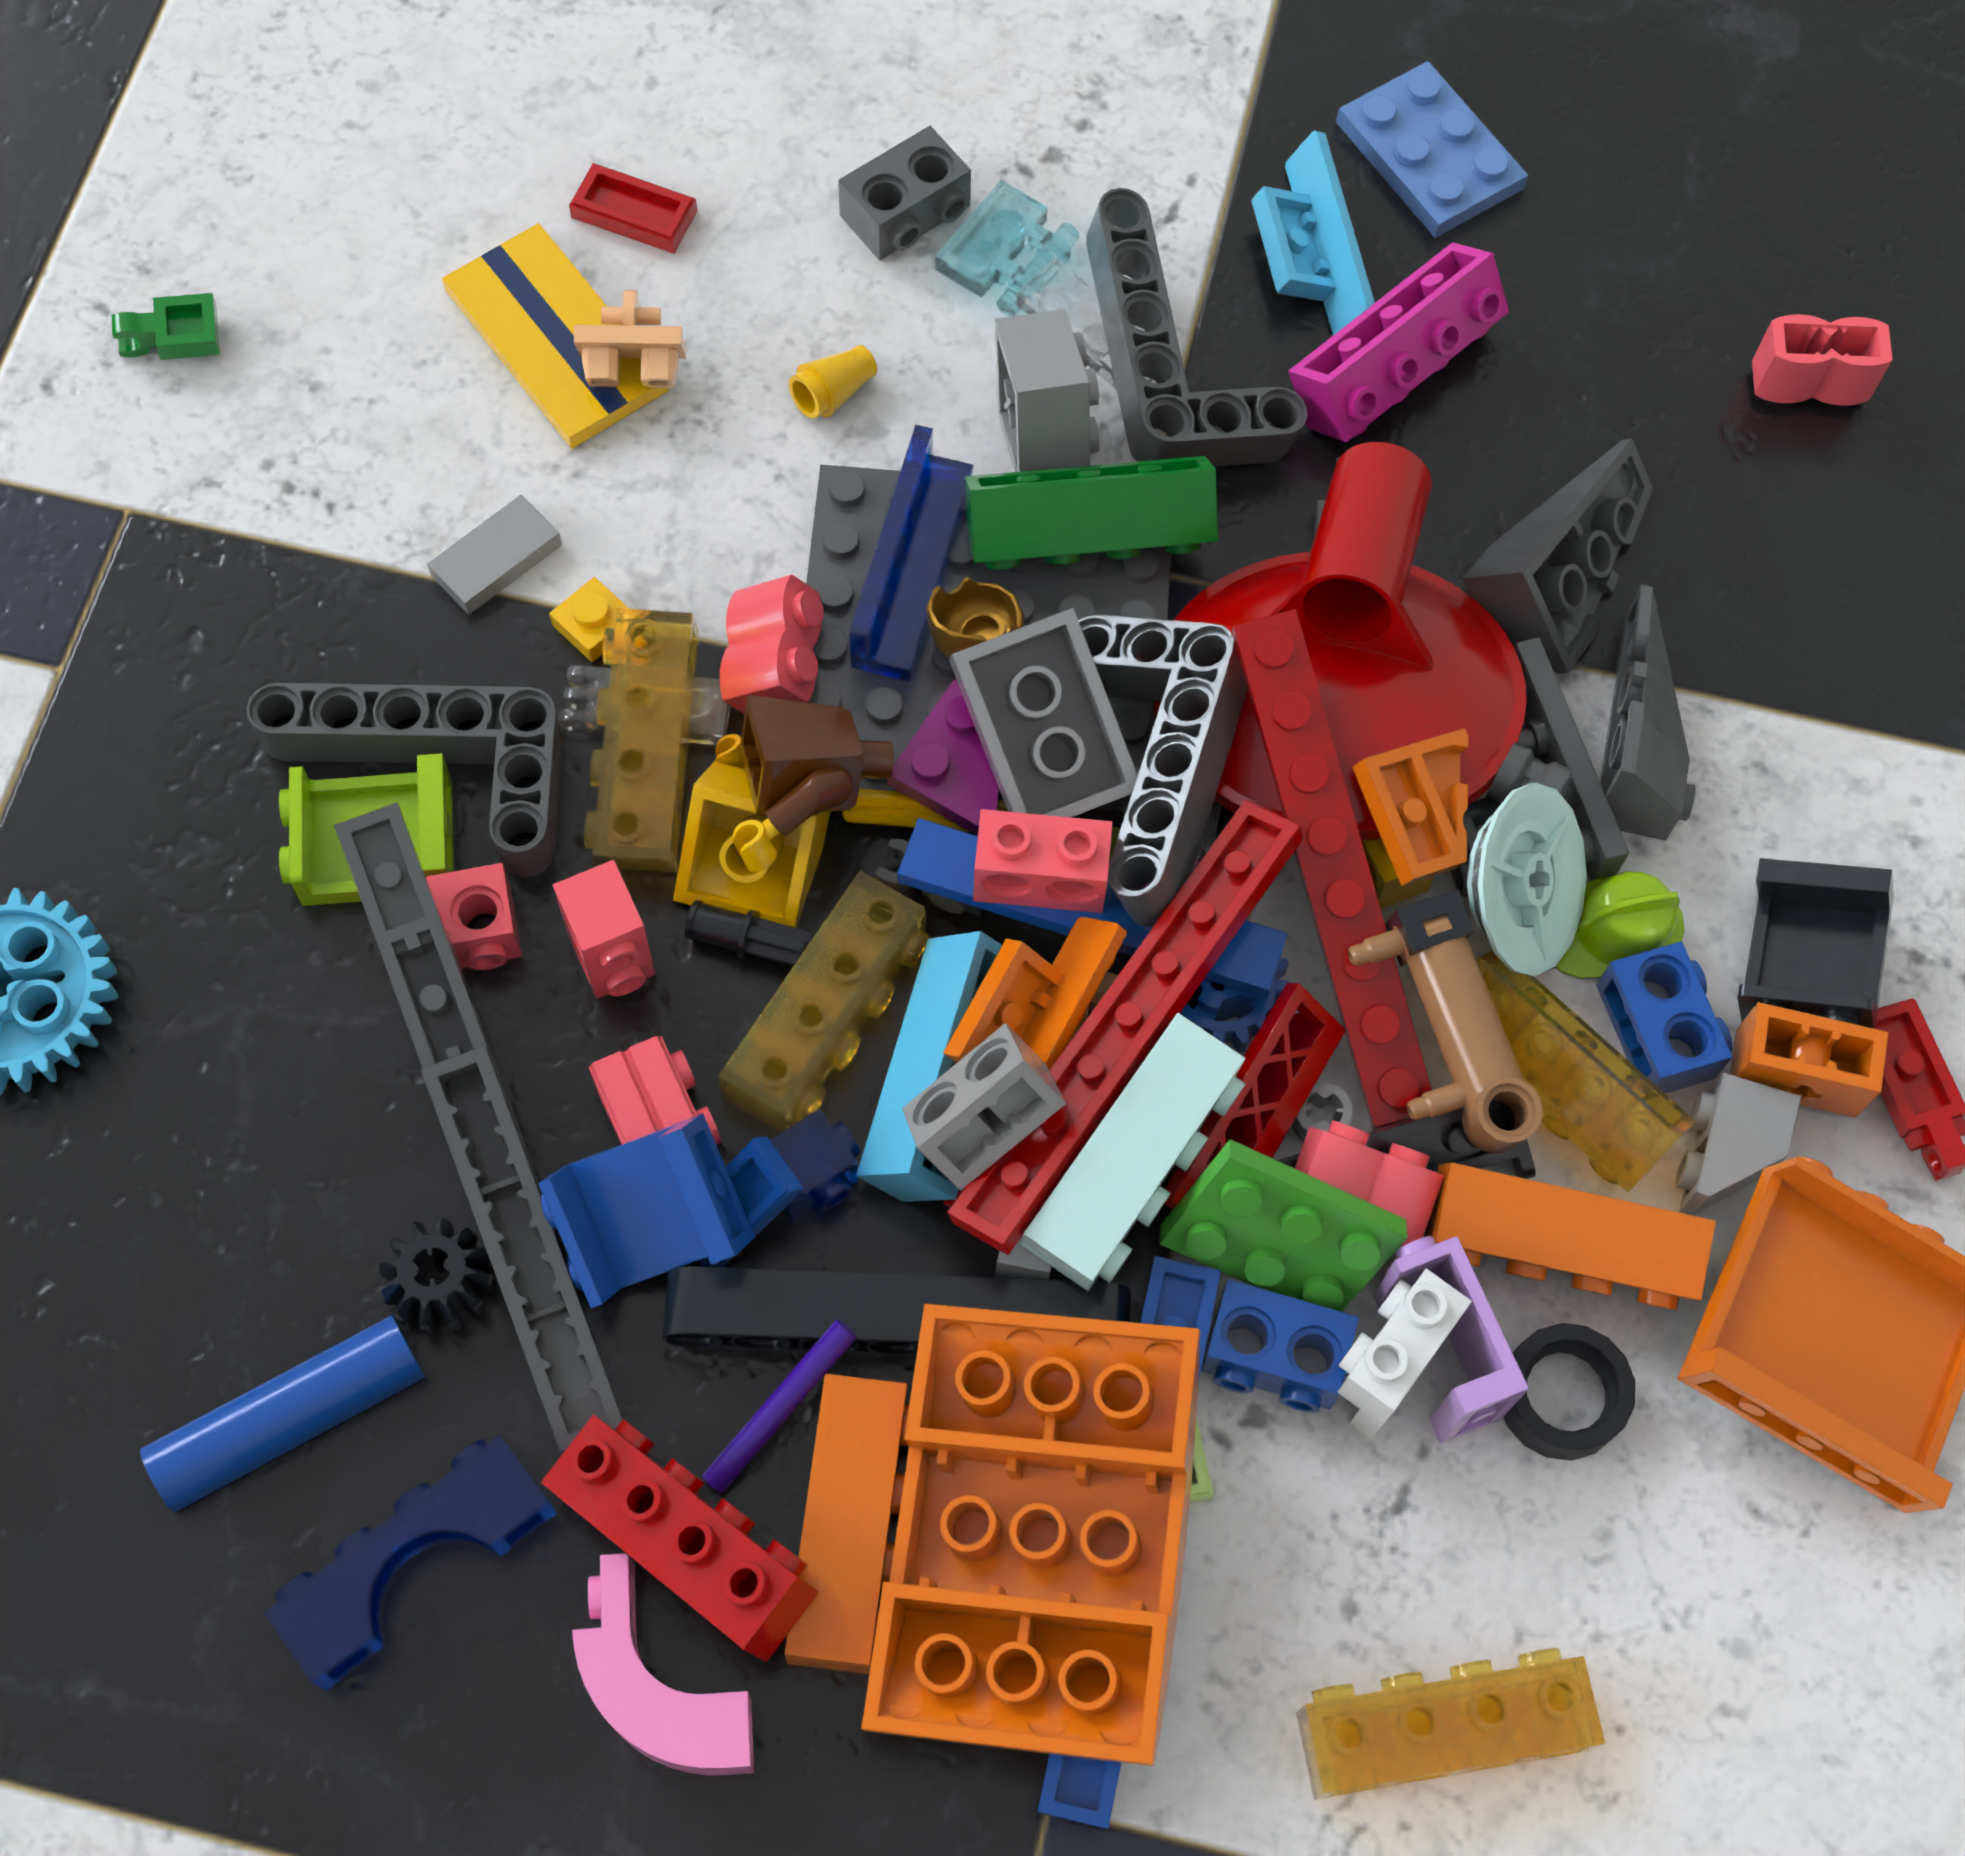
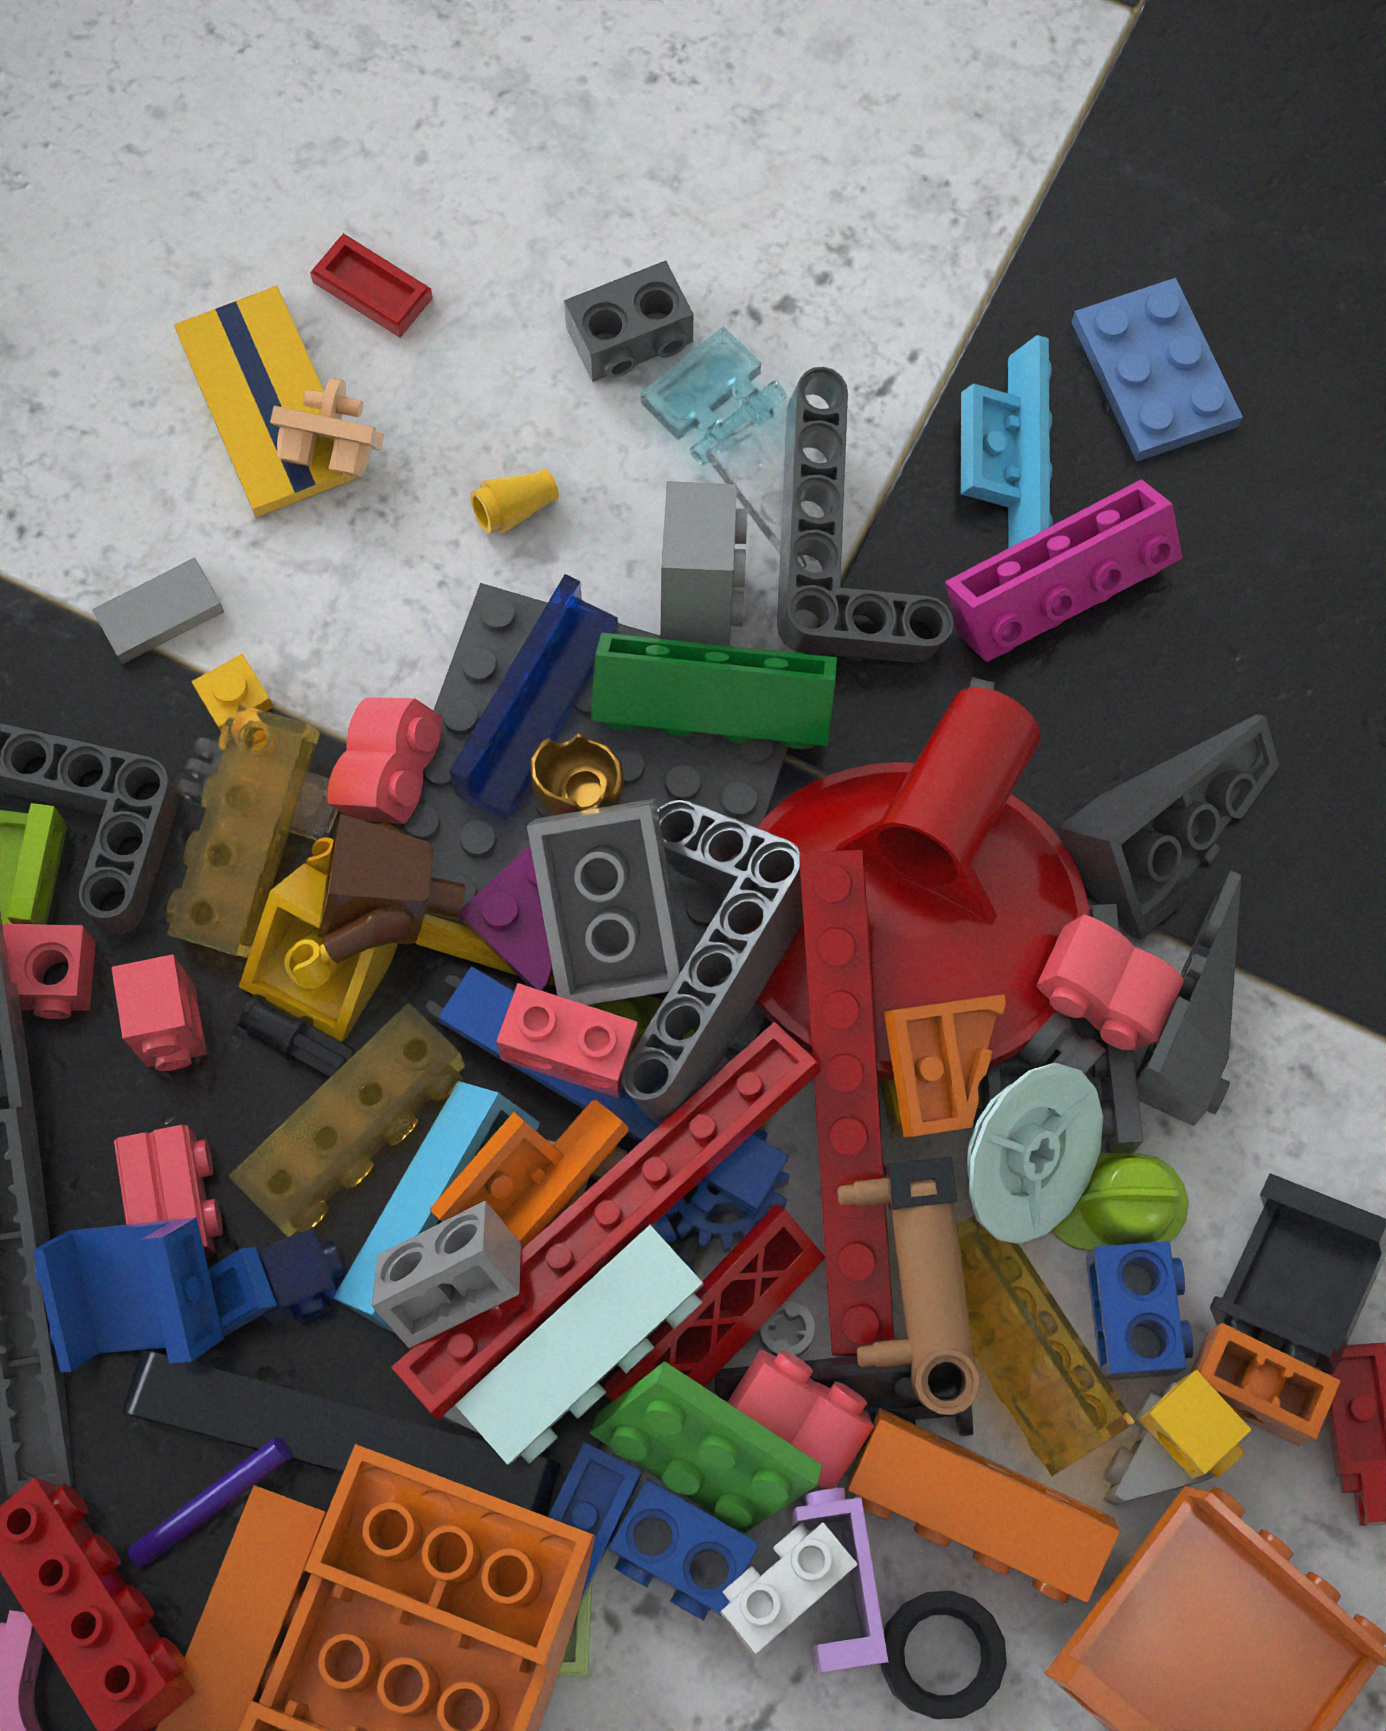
camera: 15 degrees right, 5 degrees up
(1560, 704) = (1110, 983): none -> coral brick
(1763, 1104) = (1197, 1427): none -> yellow brick

